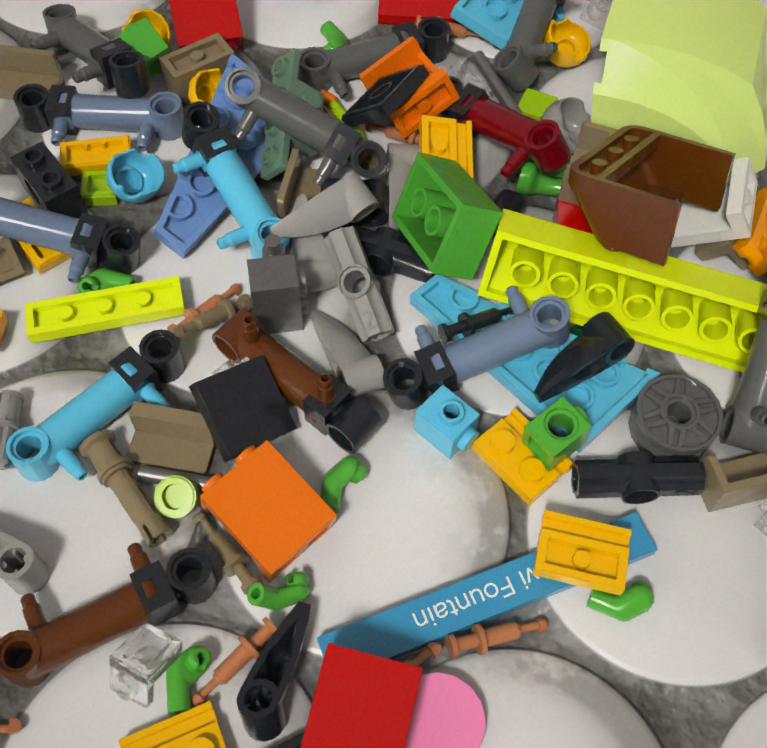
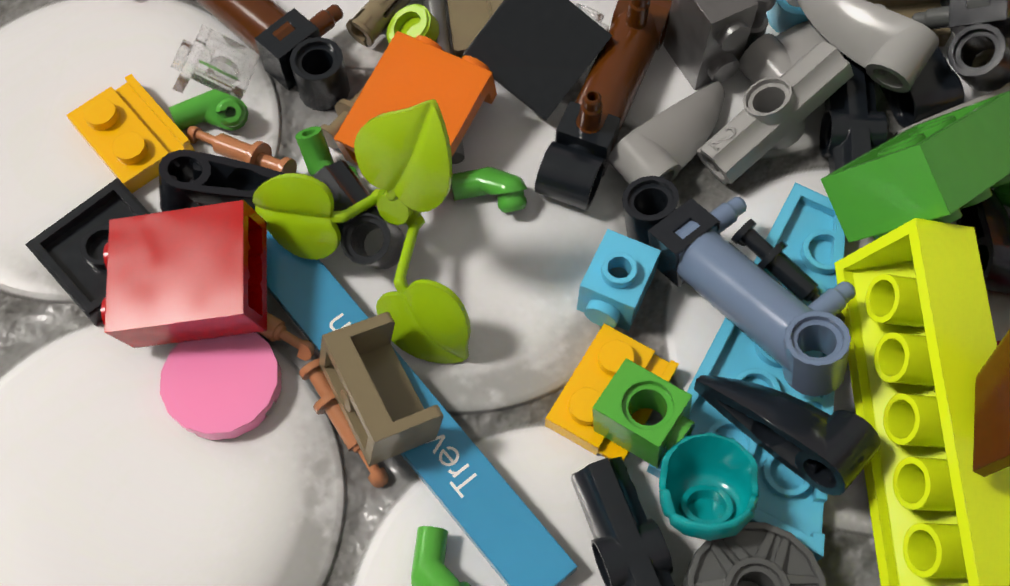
camera: 75 degrees right, 5 degrees up
(340, 579) = (346, 192): none -> black piece
(371, 495) = (412, 165): none -> lime plant
(496, 600) = (376, 390): none -> dark tan panel
(582, 552) = (478, 494): yellow plate -> none
(618, 411) = (708, 486): none -> teal hair

